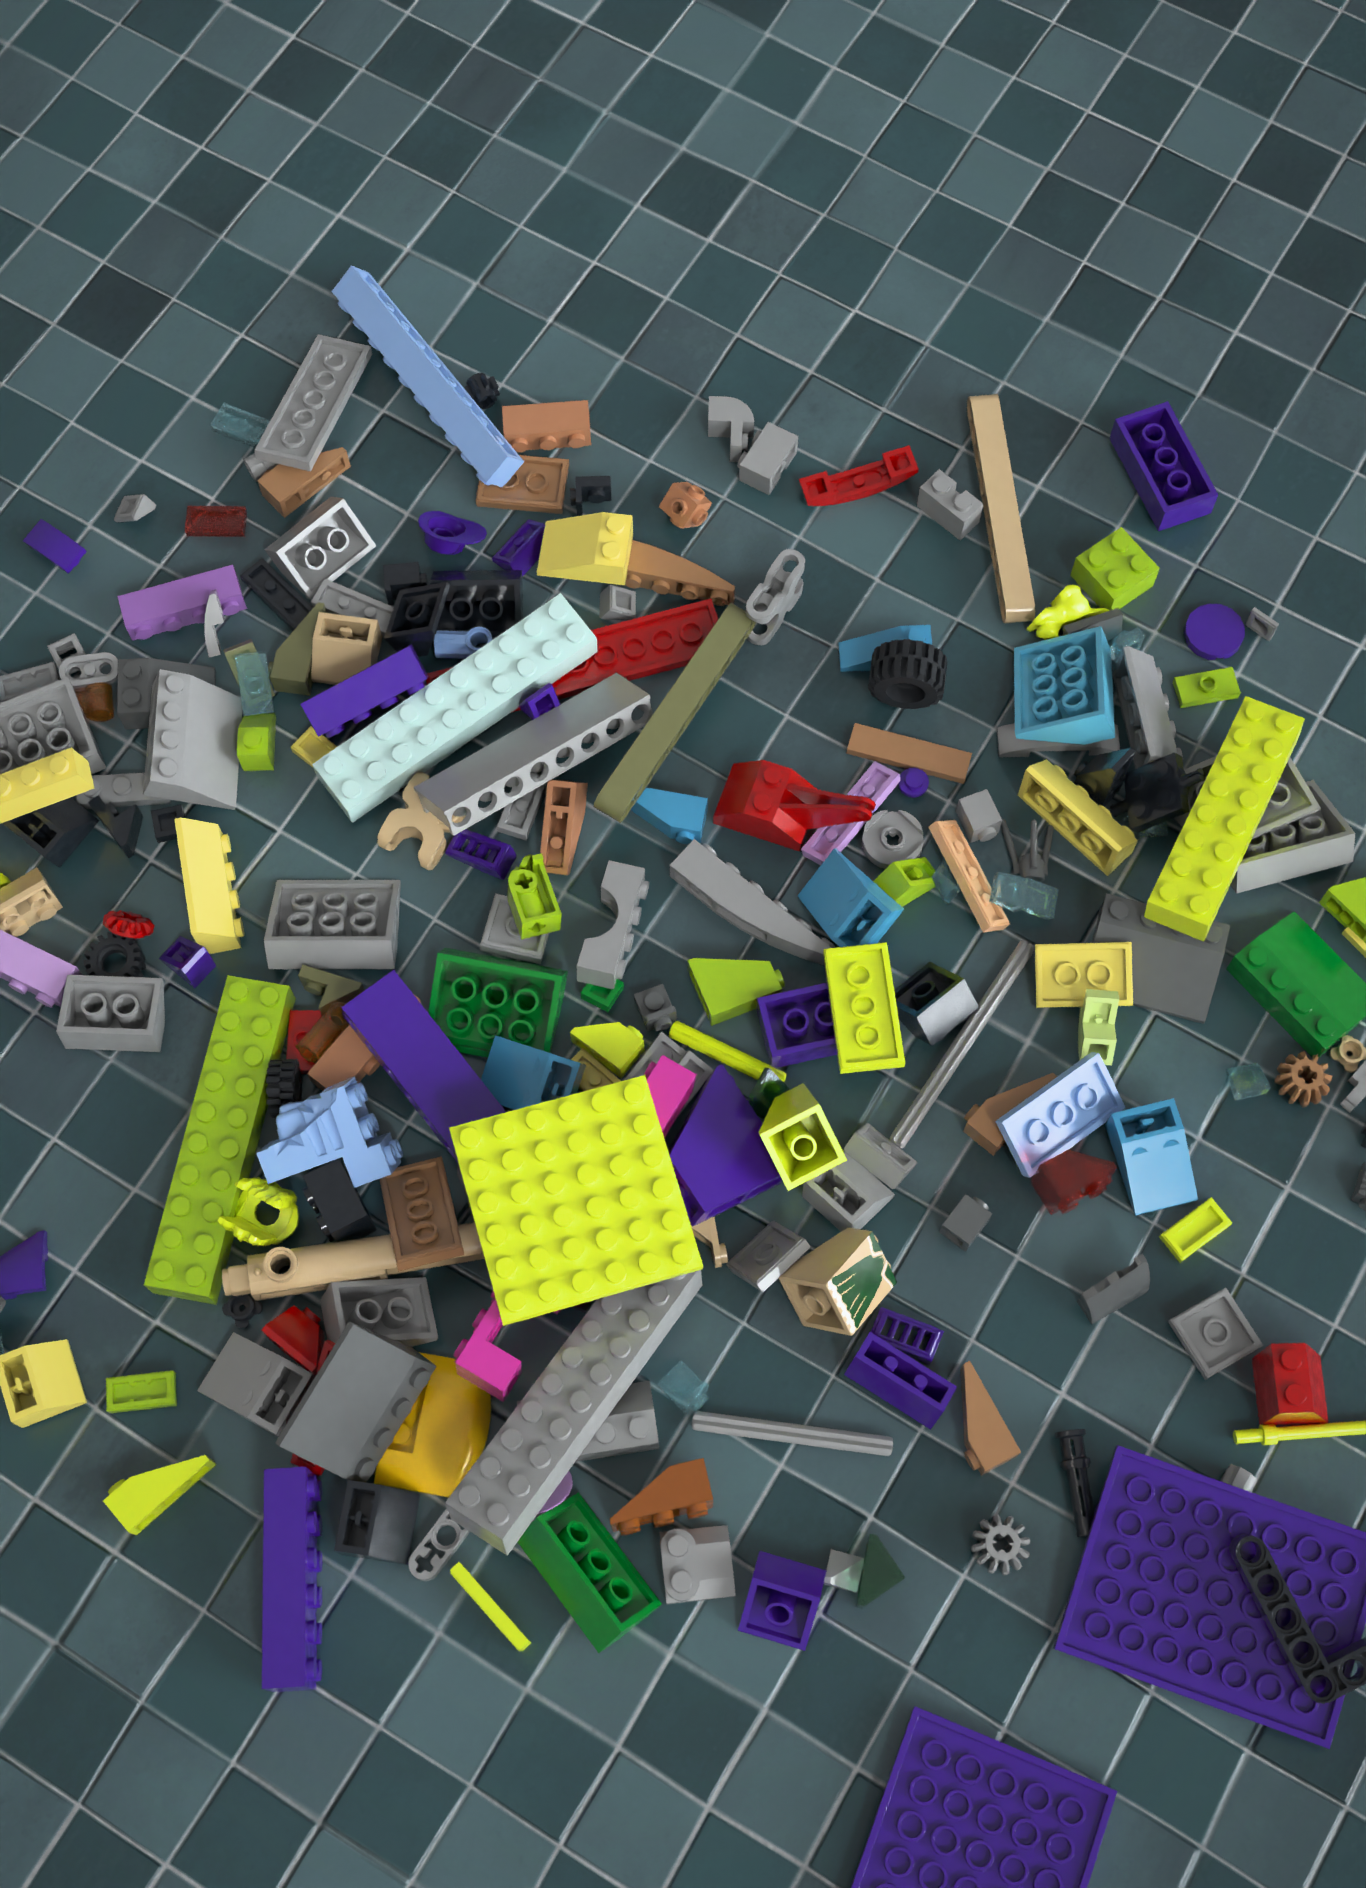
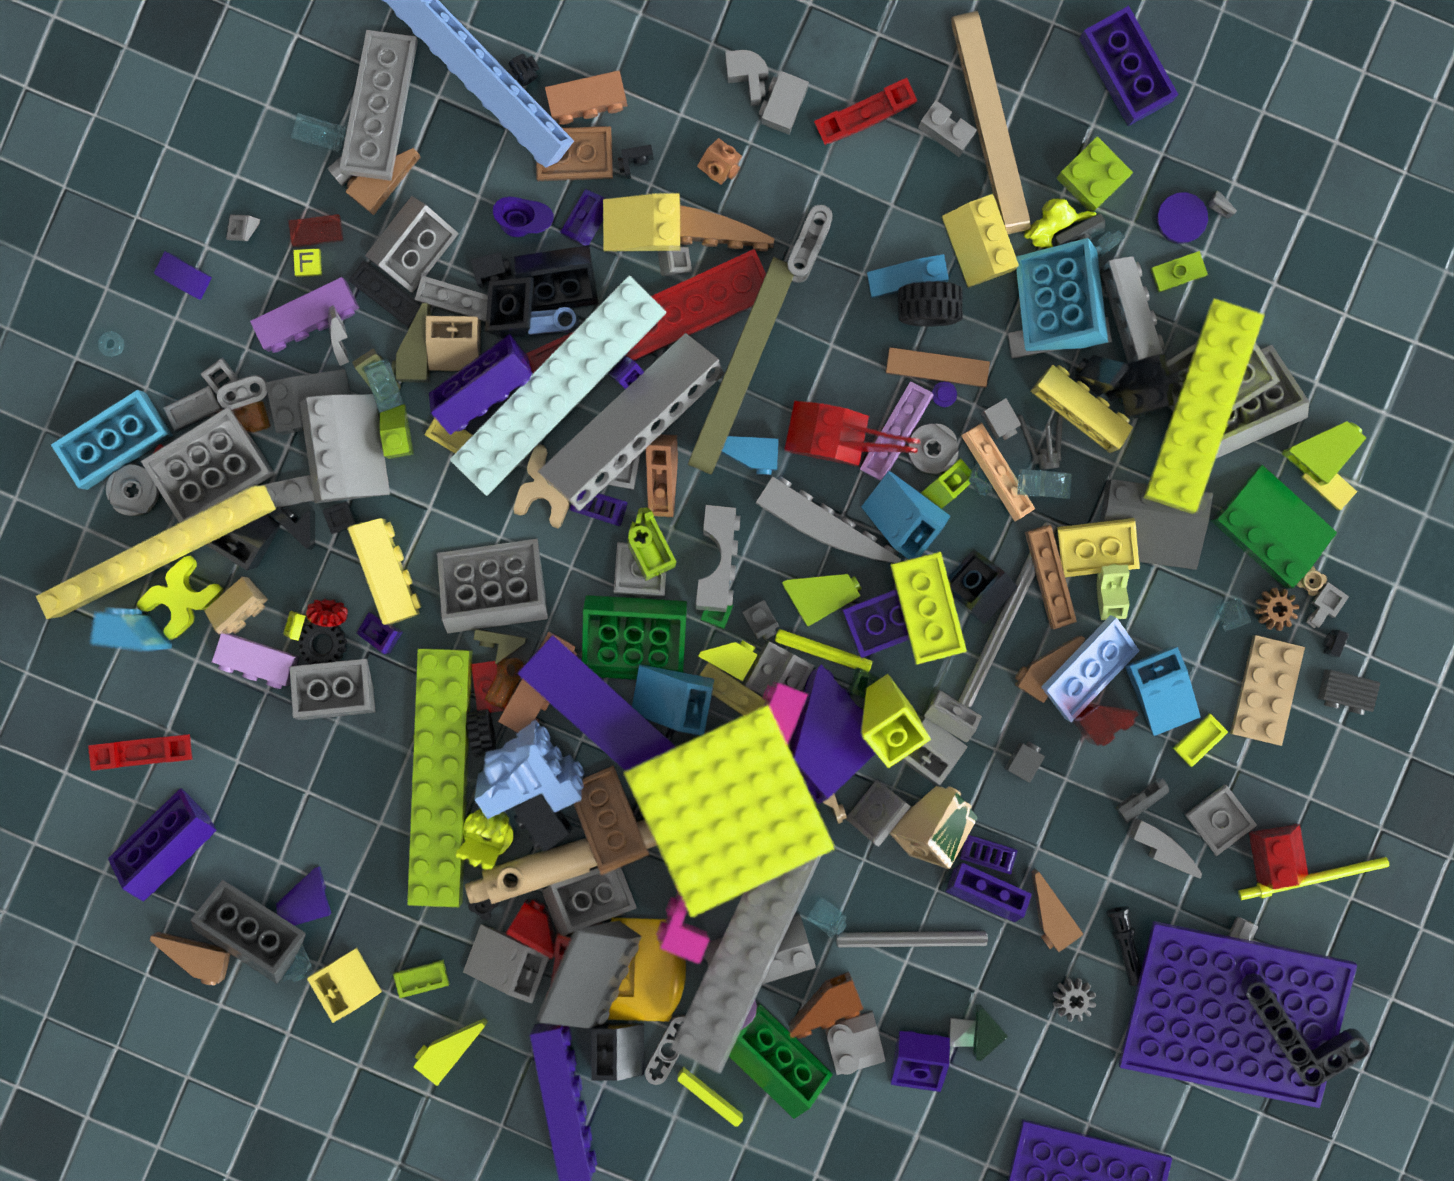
camera: 10 degrees left, 20 degrees up
(85, 935) = (294, 625): none -> neon yellow tile
(198, 553) = (307, 262): none -> neon yellow tile
(975, 624) = (980, 241): none -> light yellow slope
(1021, 1002) = (1050, 576): none -> medium nougat tile
(1139, 1359) = (1164, 848): none -> light grey slope
(1286, 1180) = (1267, 690): none -> tan plate

